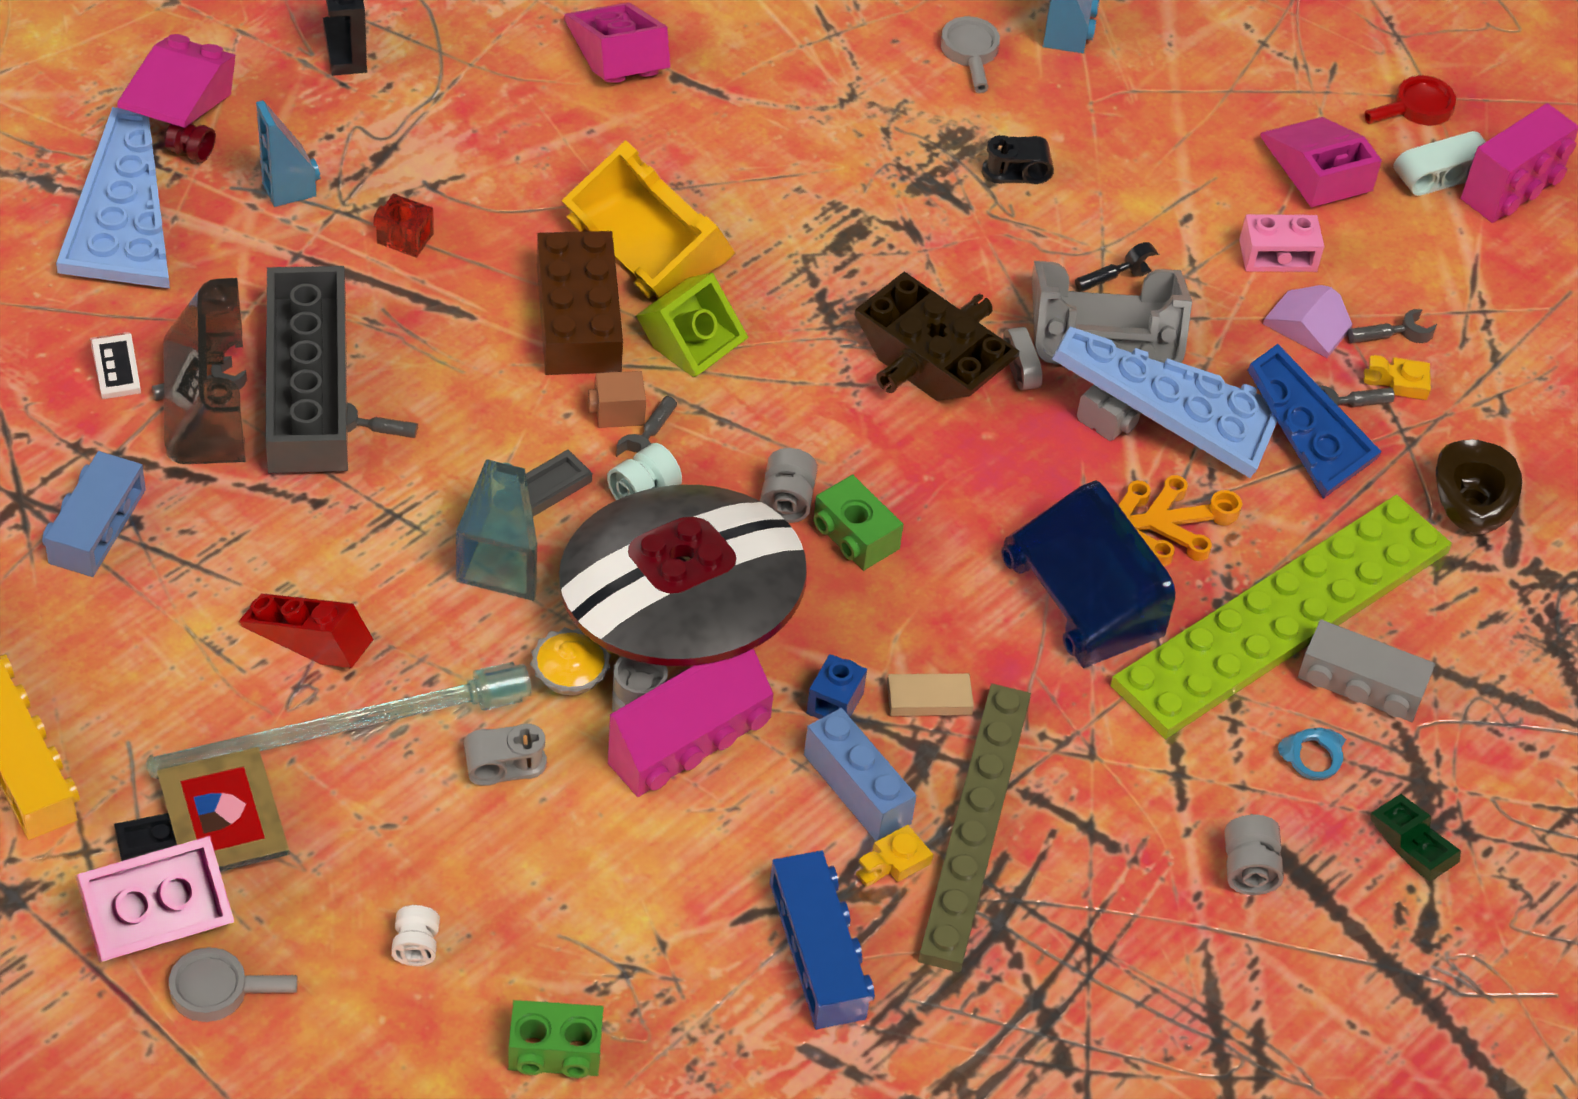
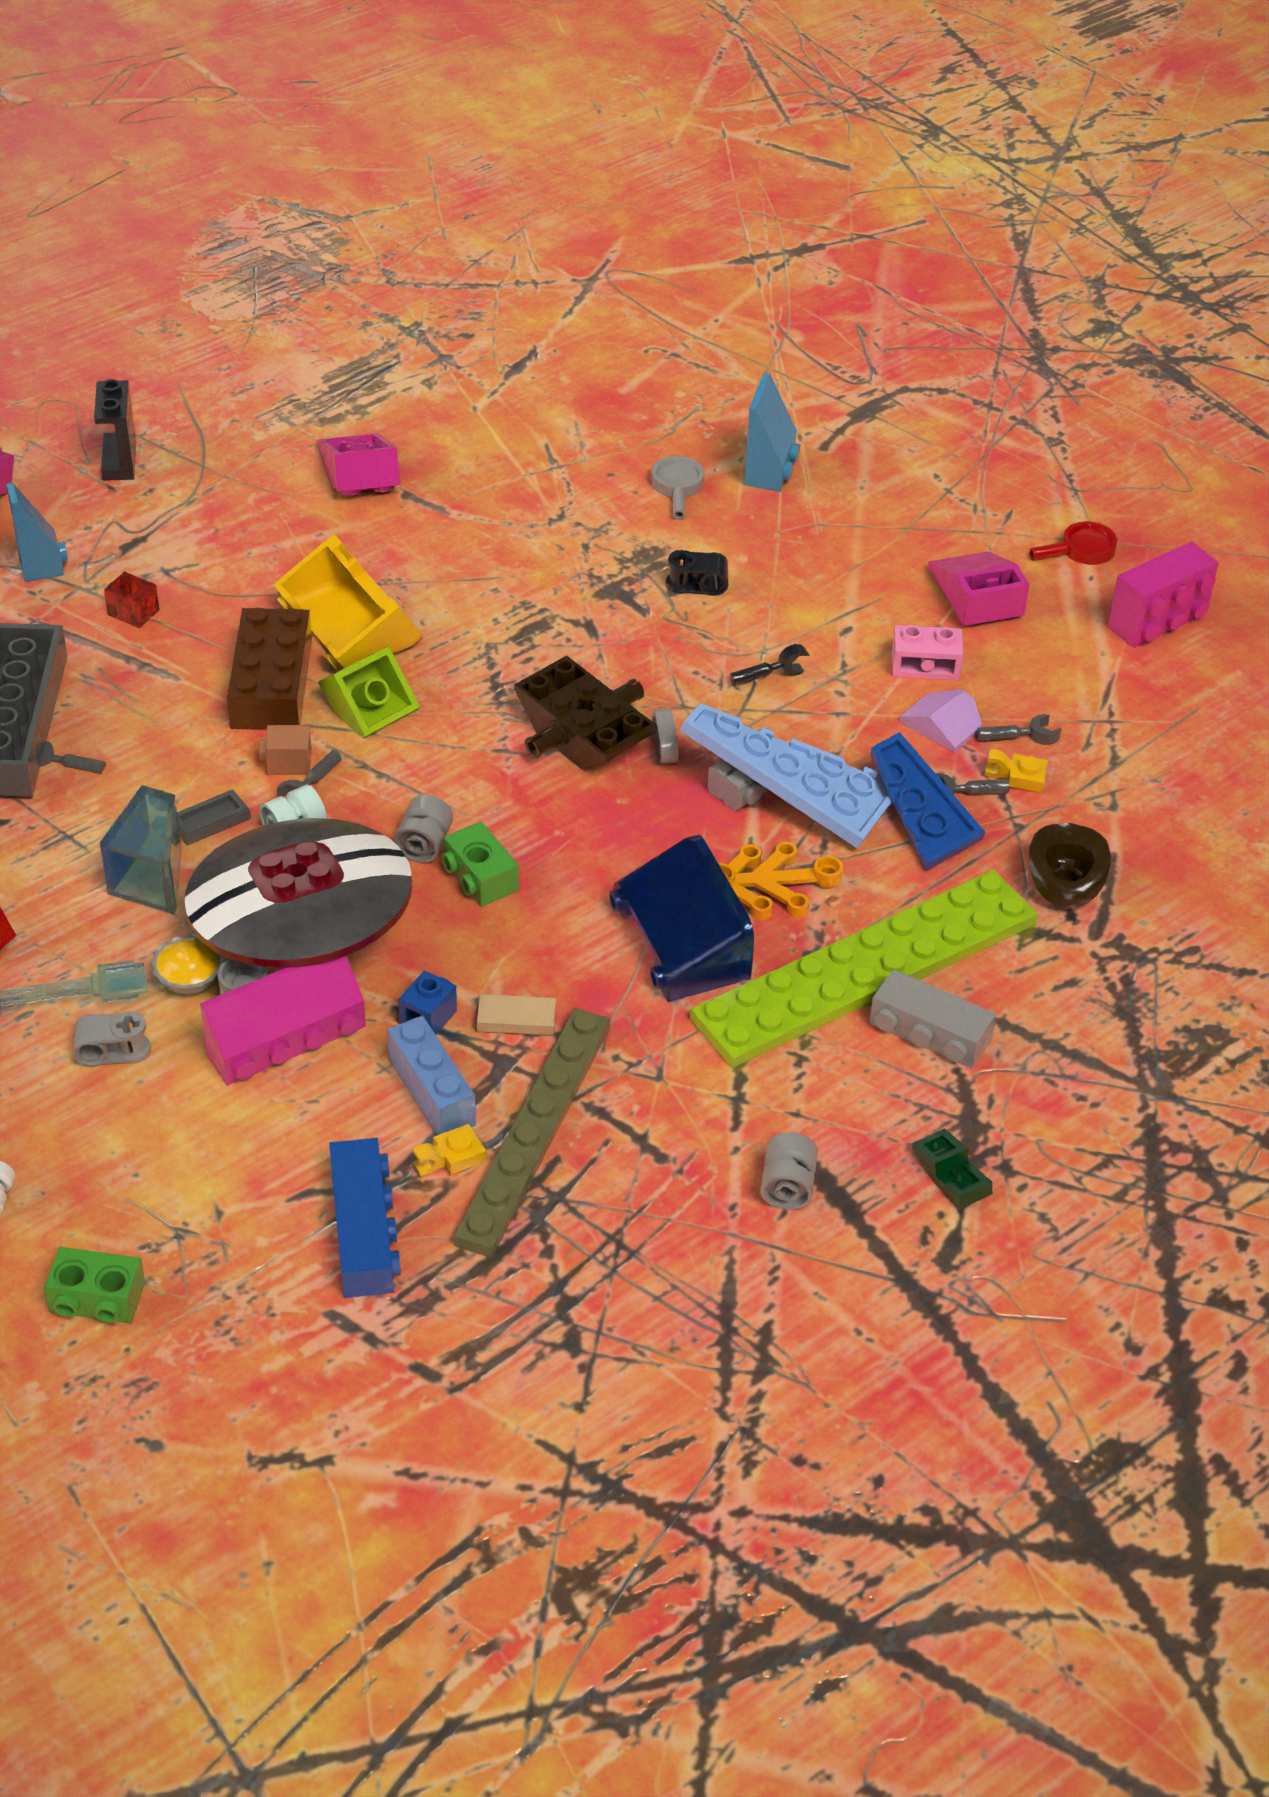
camera: 10 degrees right, 5 degrees down
(1148, 322) = (786, 713): light grey windscreen -> none
(1291, 746) = (885, 1076): dark azure piece -> none
(1438, 163) = (1084, 594): light aqua beam -> none

